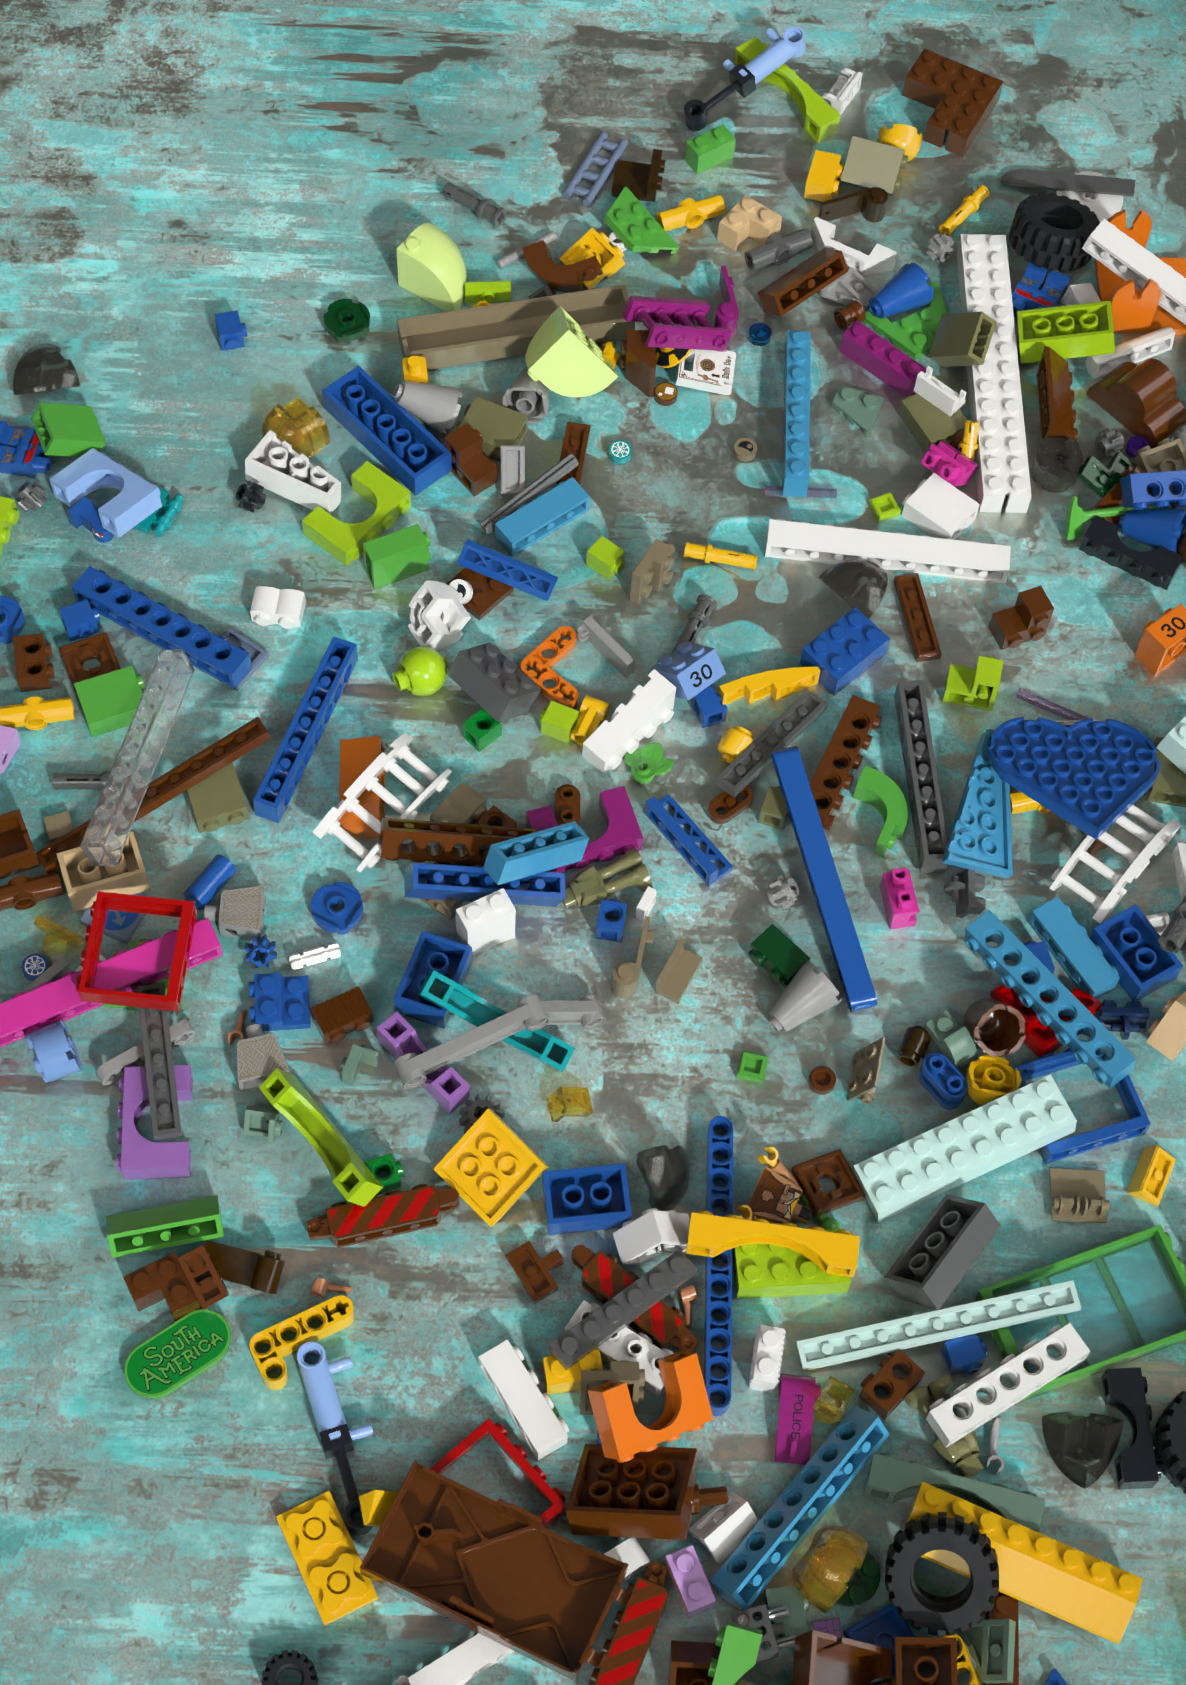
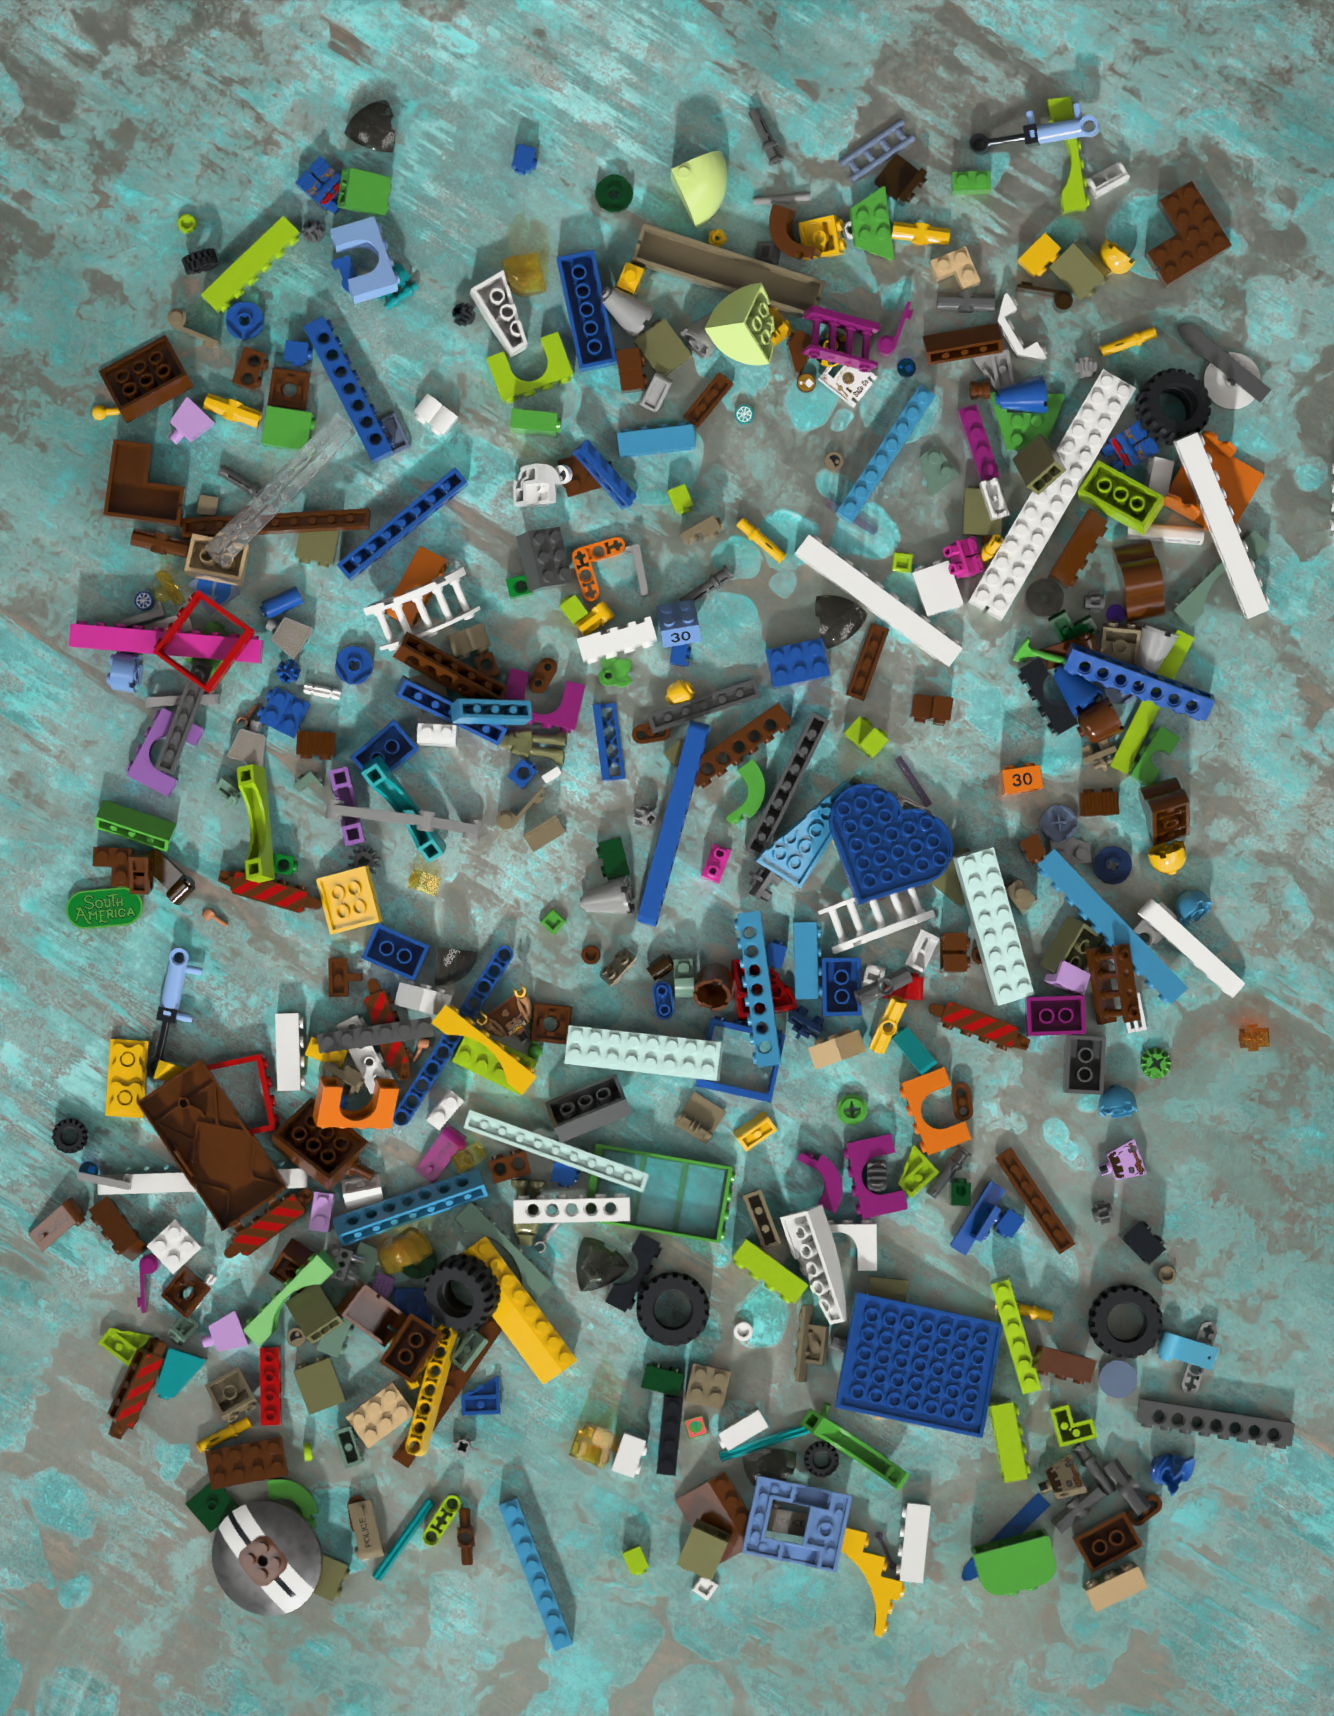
camera: 30 degrees right, 25 degrees up
(298, 1324) = (182, 939): yellow beam -> none
(421, 671) = (502, 521): lime brick -> none
(488, 291) = (728, 225): lime plate -> none
(531, 491) = (657, 418): dark grey axle -> none
(776, 683) = (737, 662): yellow slope -> none
(991, 1079) = (690, 1020): yellow cylinder -> none

